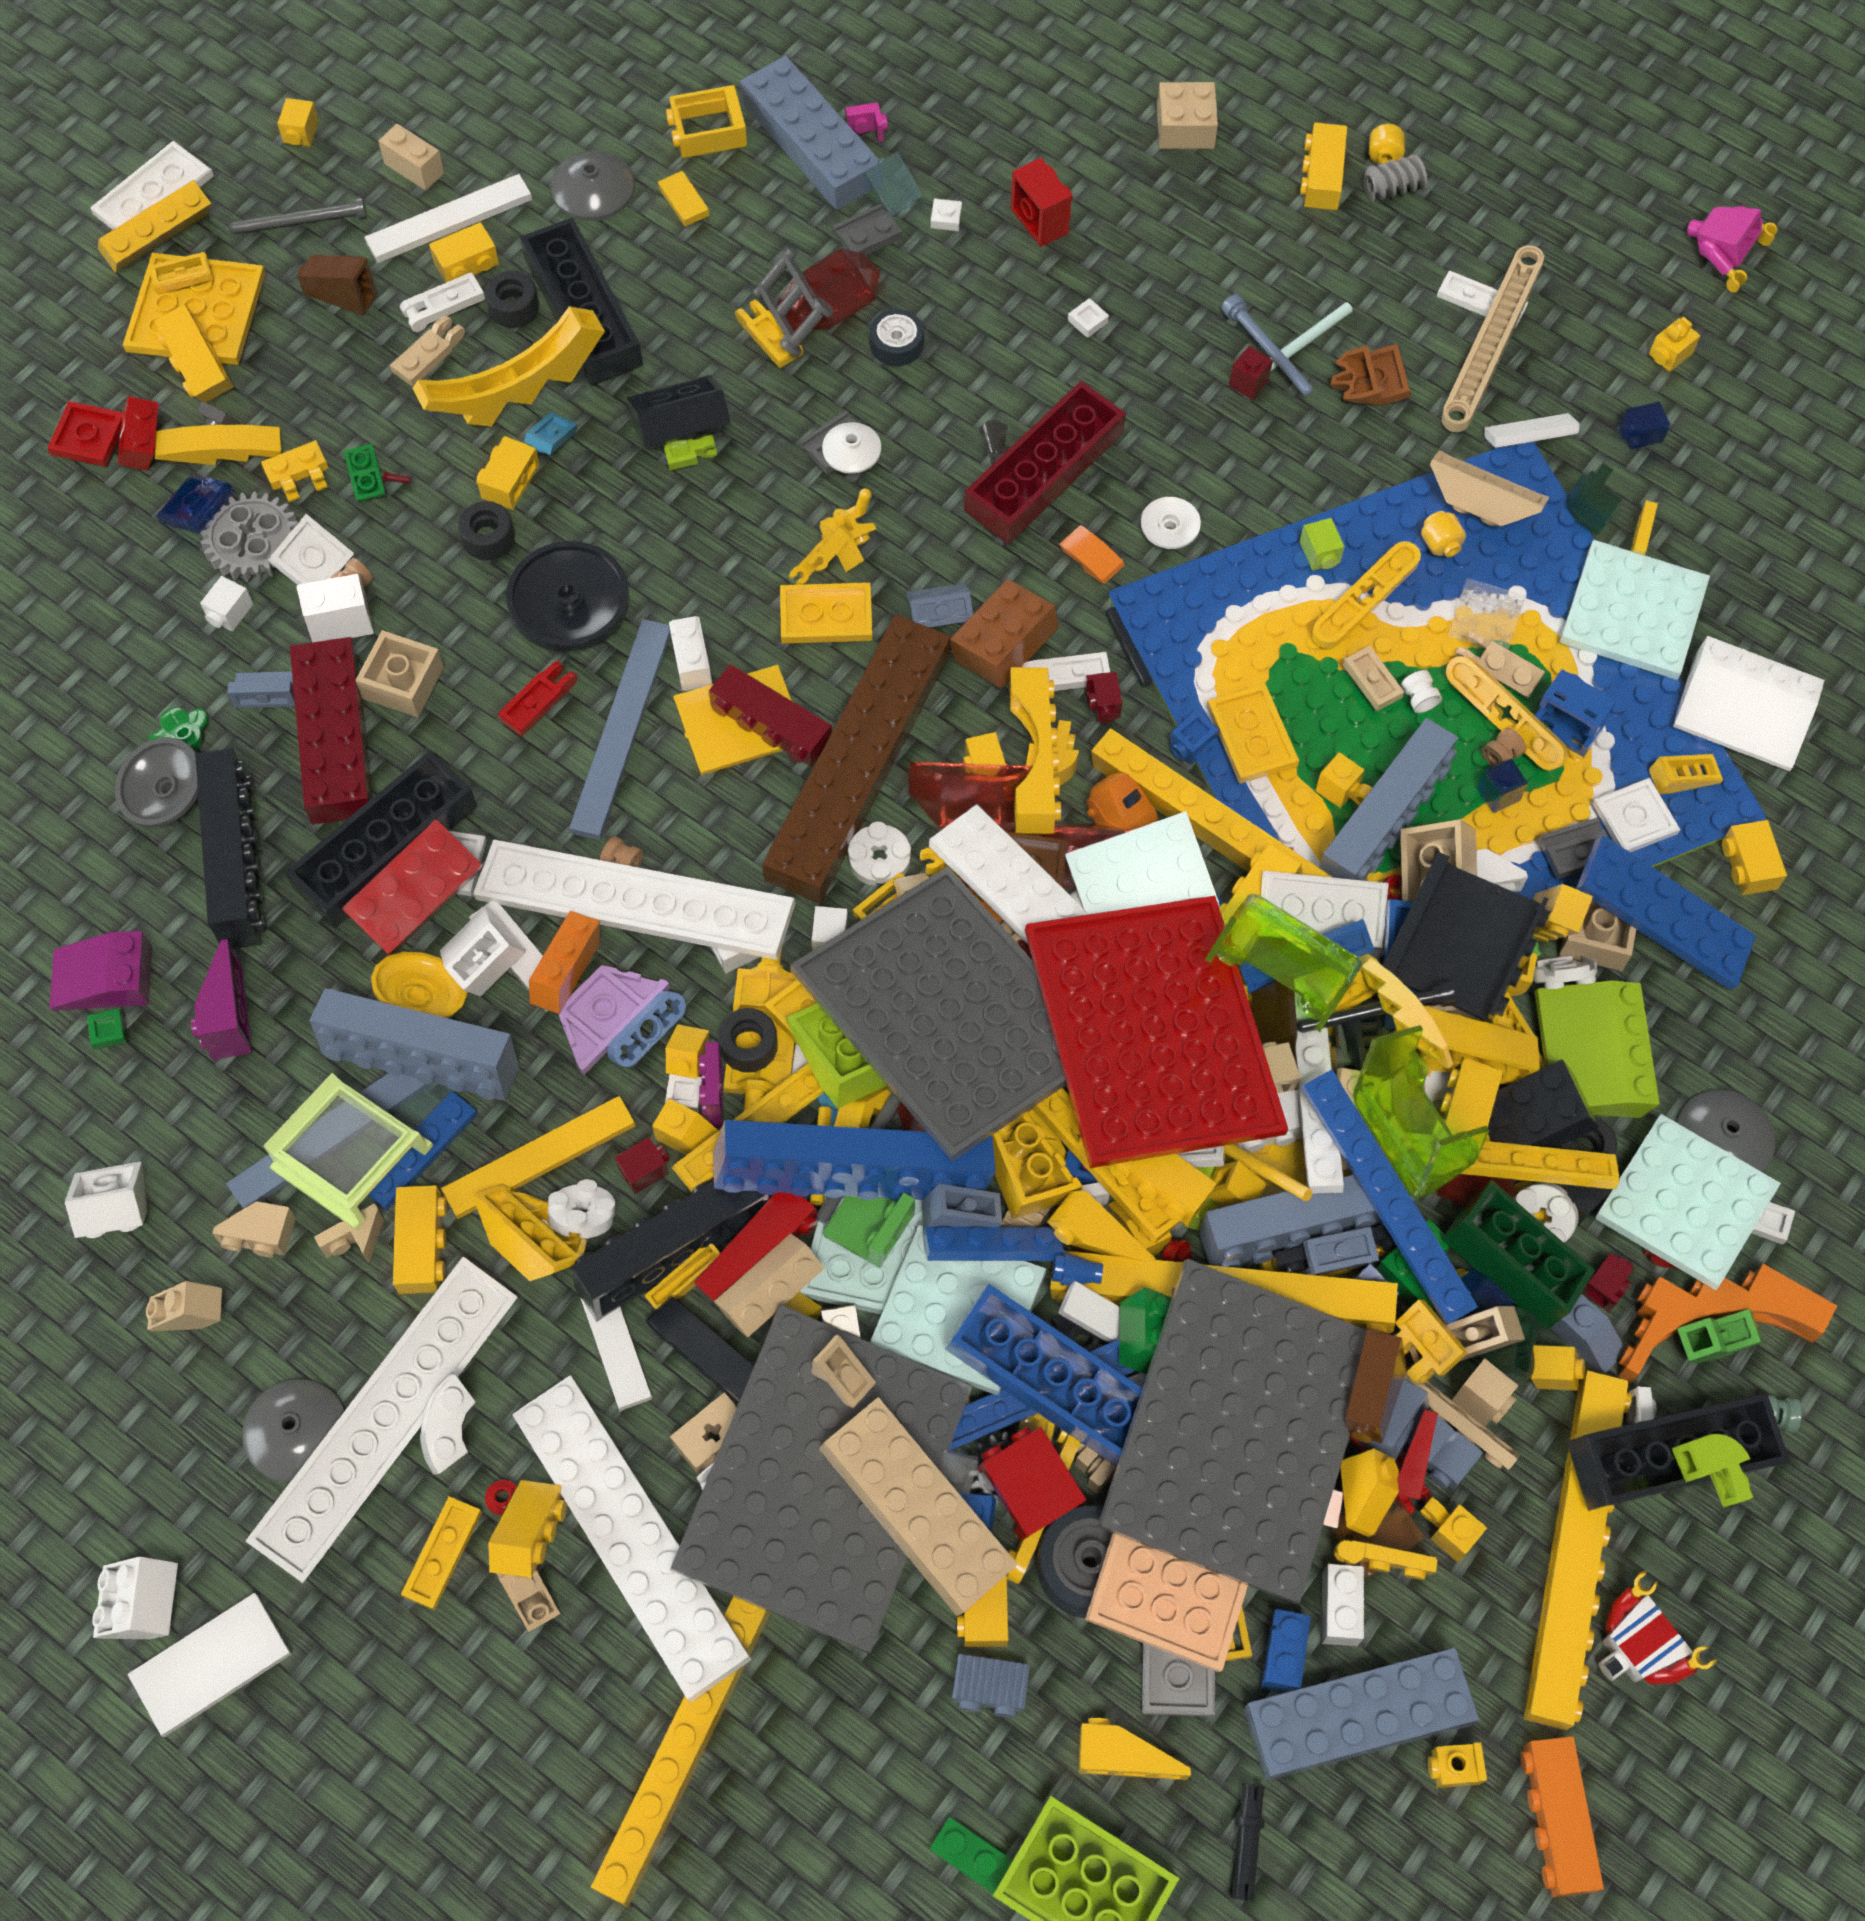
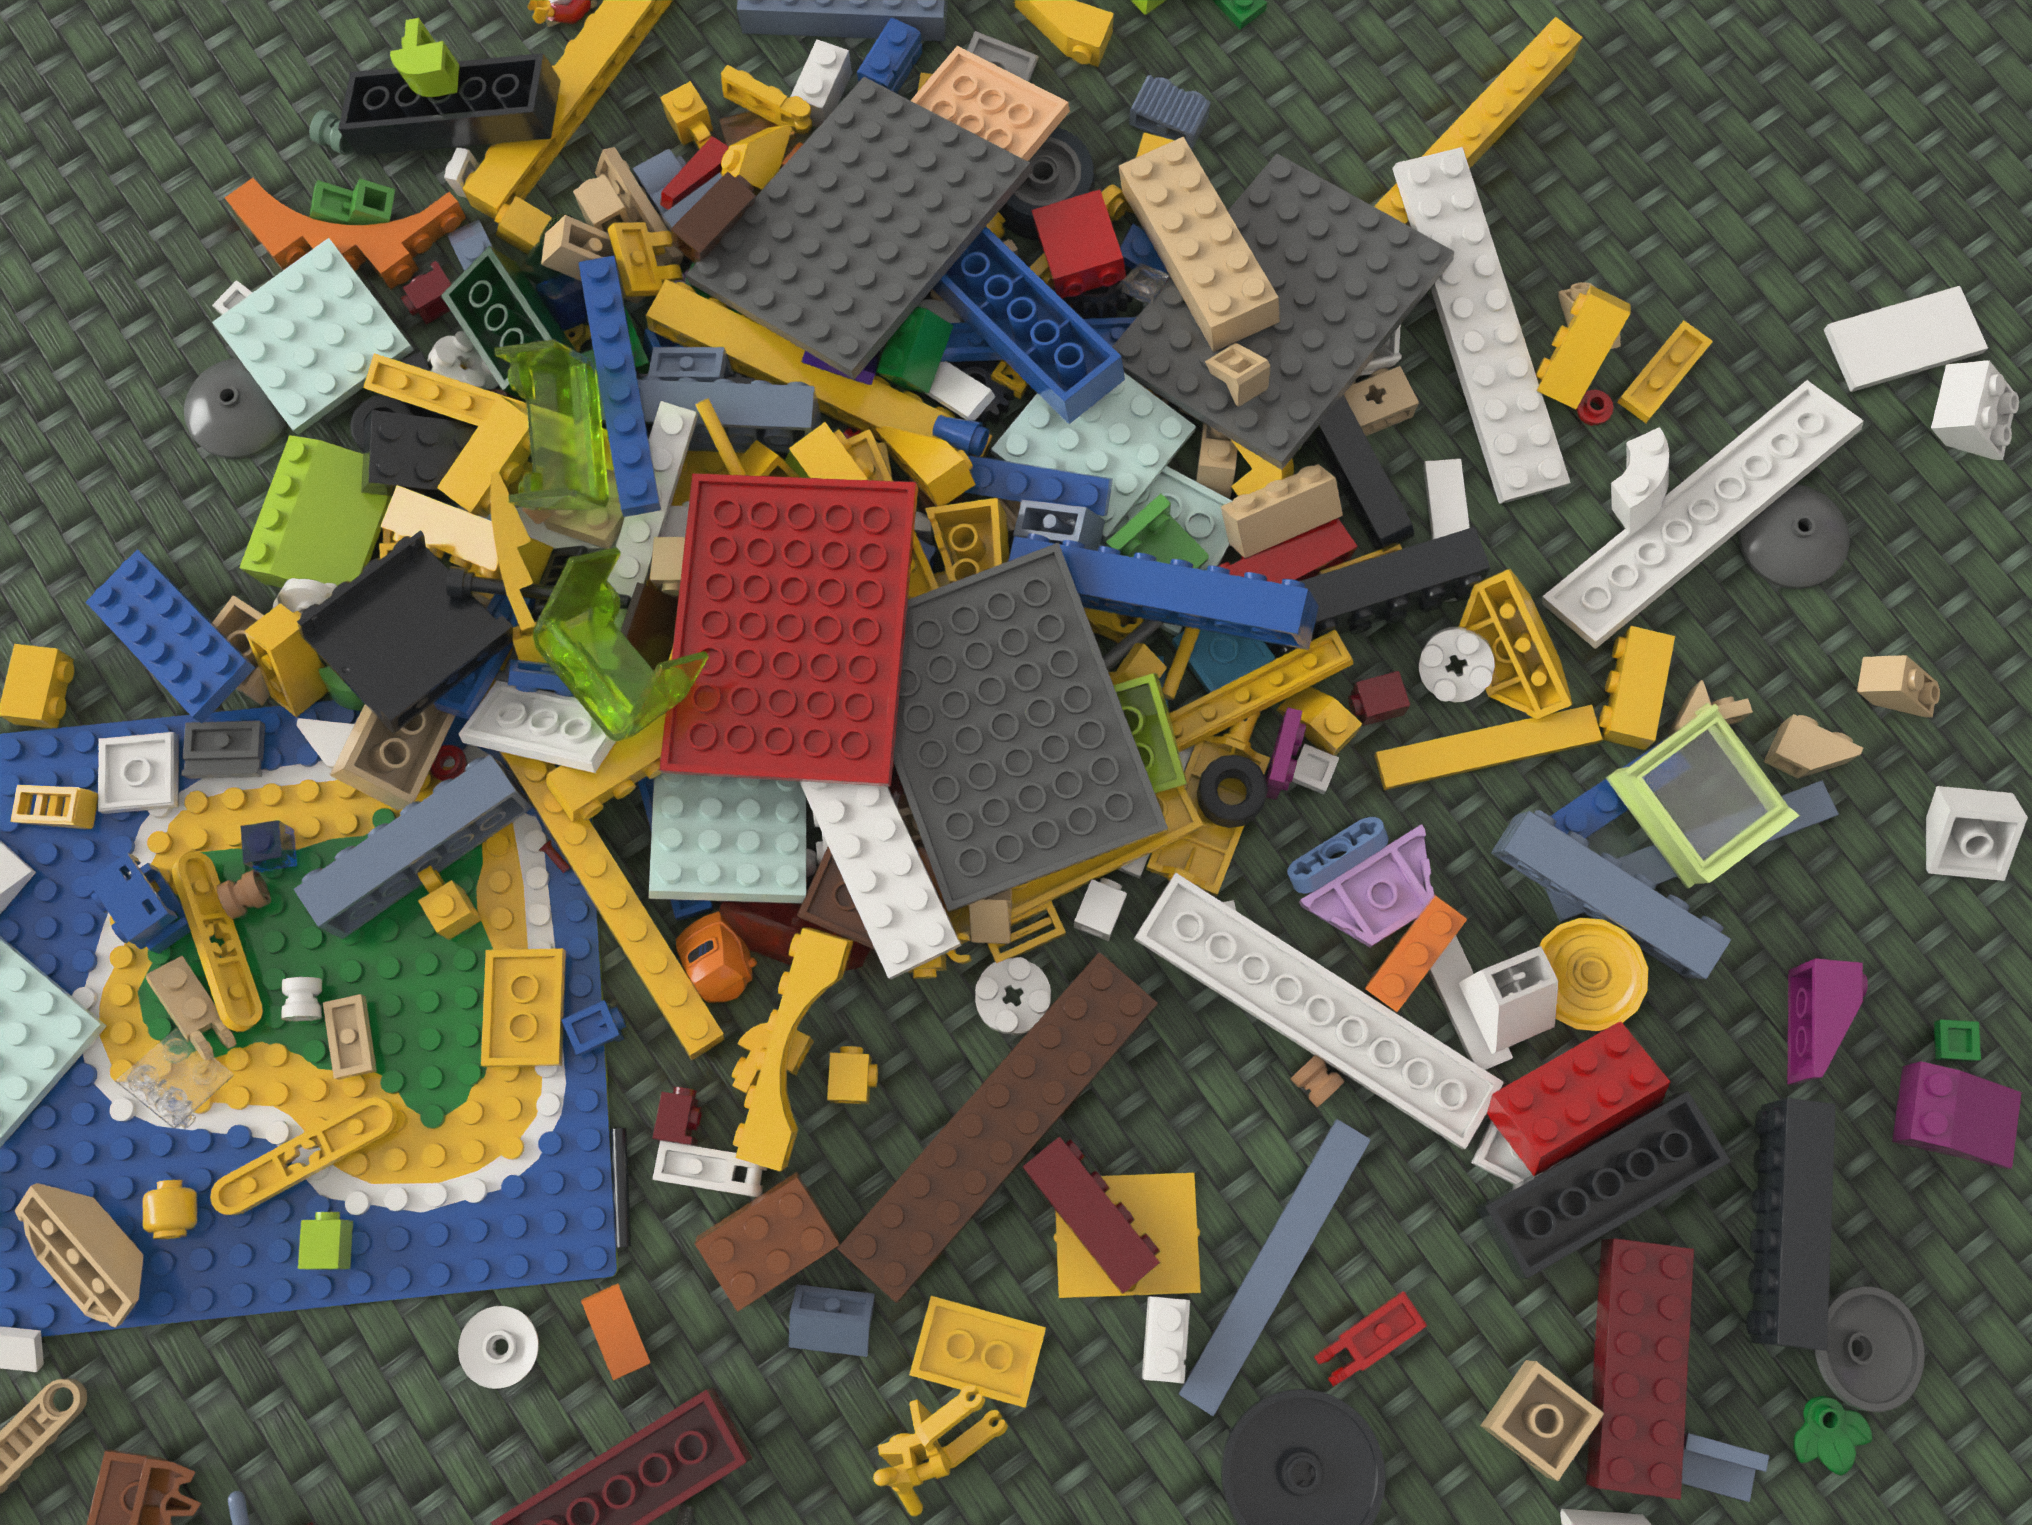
camera: 160 degrees left, 10 degrees up
(684, 1051) = (1301, 806): yellow brick -> none
(954, 788) = (882, 1032): clear red wedge -> none

